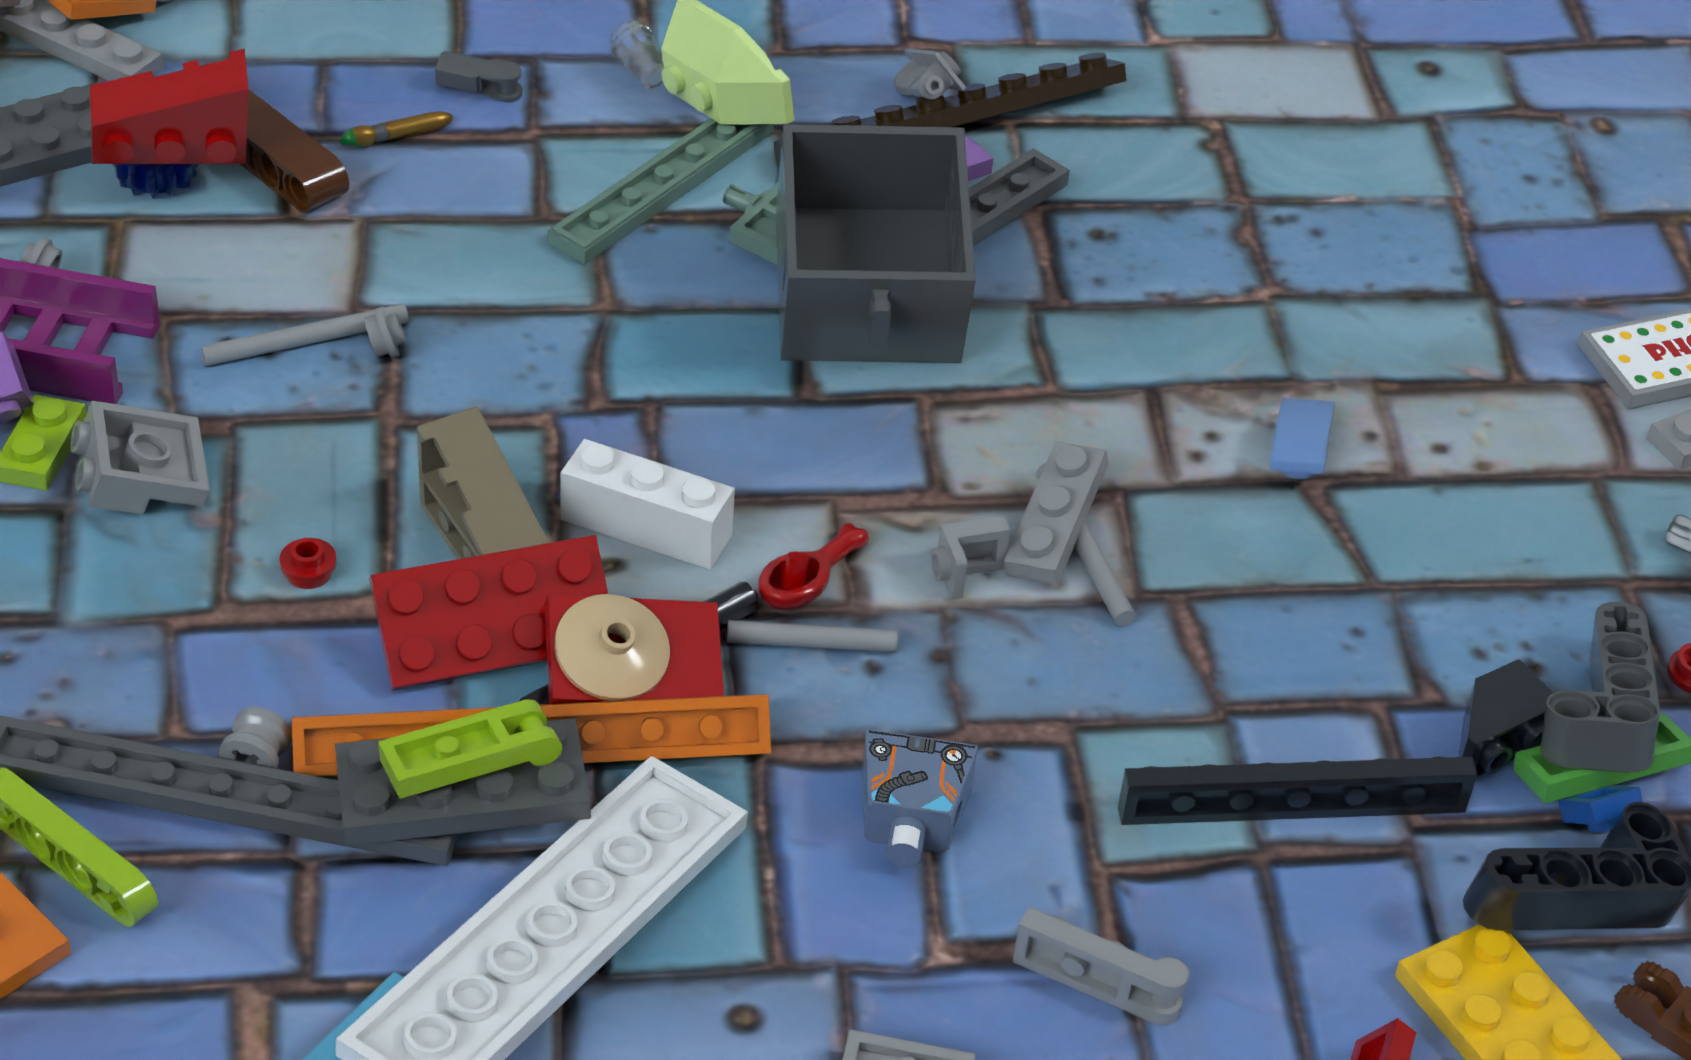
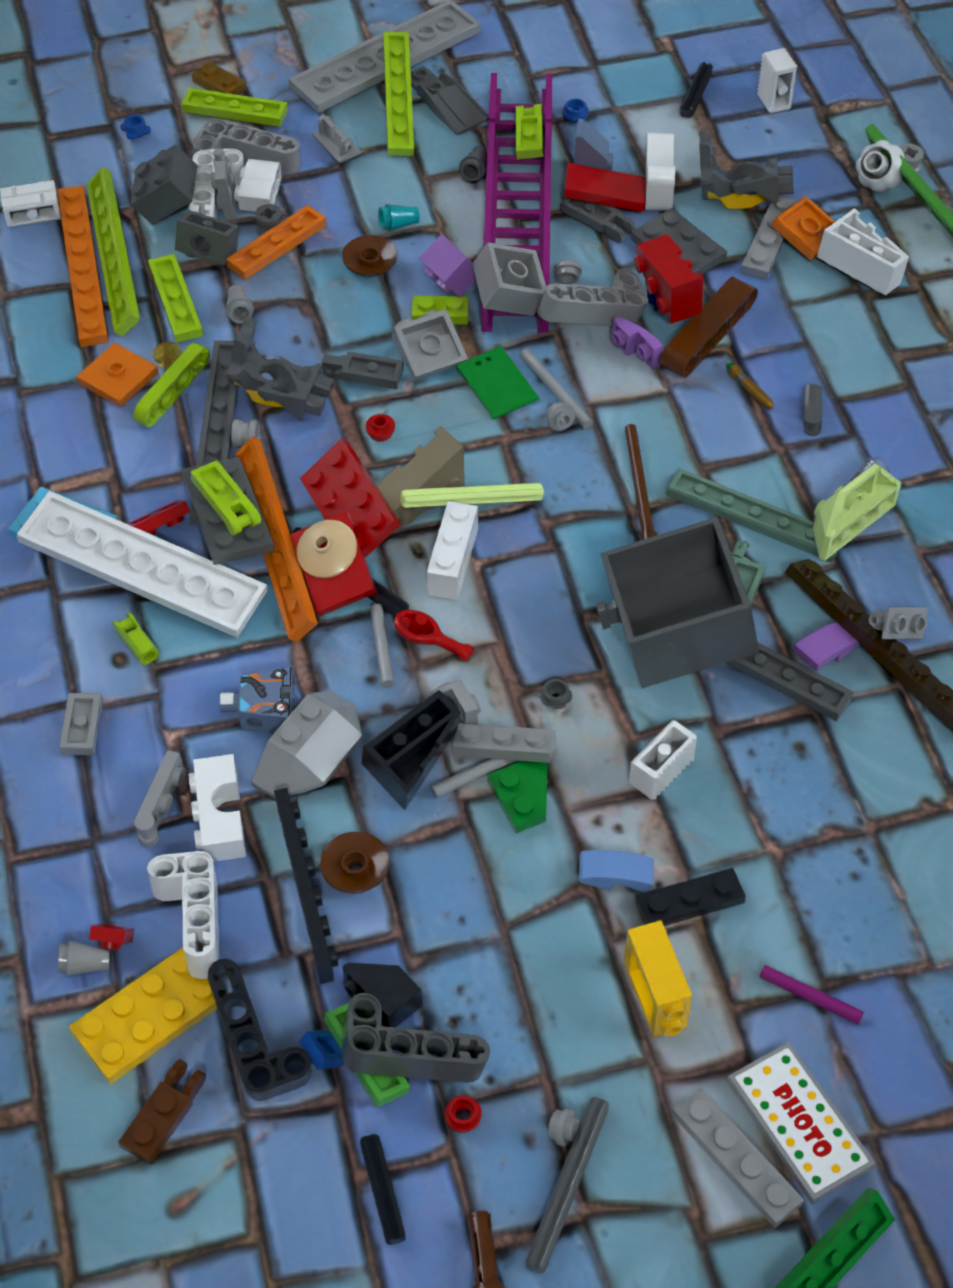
camera: 85 degrees right, 10 degrees up
(70, 302) = (509, 279): none -> light grey brick
(140, 672) = (291, 385): none -> dark grey hips
(155, 559) = (364, 369): none -> dark grey hinge
(160, 217) = (594, 303): none -> light grey beam
(260, 400) = (497, 382): none -> green container
(264, 209) = (633, 339): none -> medium lavender slope
(424, 897) = (169, 514): none -> red plate
(543, 455) = (471, 495): none -> yellowish green axle
(681, 291) = (639, 483): none -> reddish brown bar
(706, 977) = (136, 639): none -> lime bar
(965, 444) = (556, 687): none -> dark grey plate
(1028, 752) = (309, 745): none -> light grey wedge
(1057, 612) = (411, 746): none -> black wedge
(1127, 342) = (662, 759): none -> white brick
(1145, 519) = (521, 793): none -> green wing
(1180, 896) = (220, 832): none -> white arch
(1263, 720) = (354, 850): none -> reddish brown dish
(1348, 380) = (691, 898): none -> black plate
(1352, 920) = (194, 881): none -> white beam
(1501, 380) = (657, 979): none -> yellow window
(1503, 303) = (811, 994): none -> magenta bar

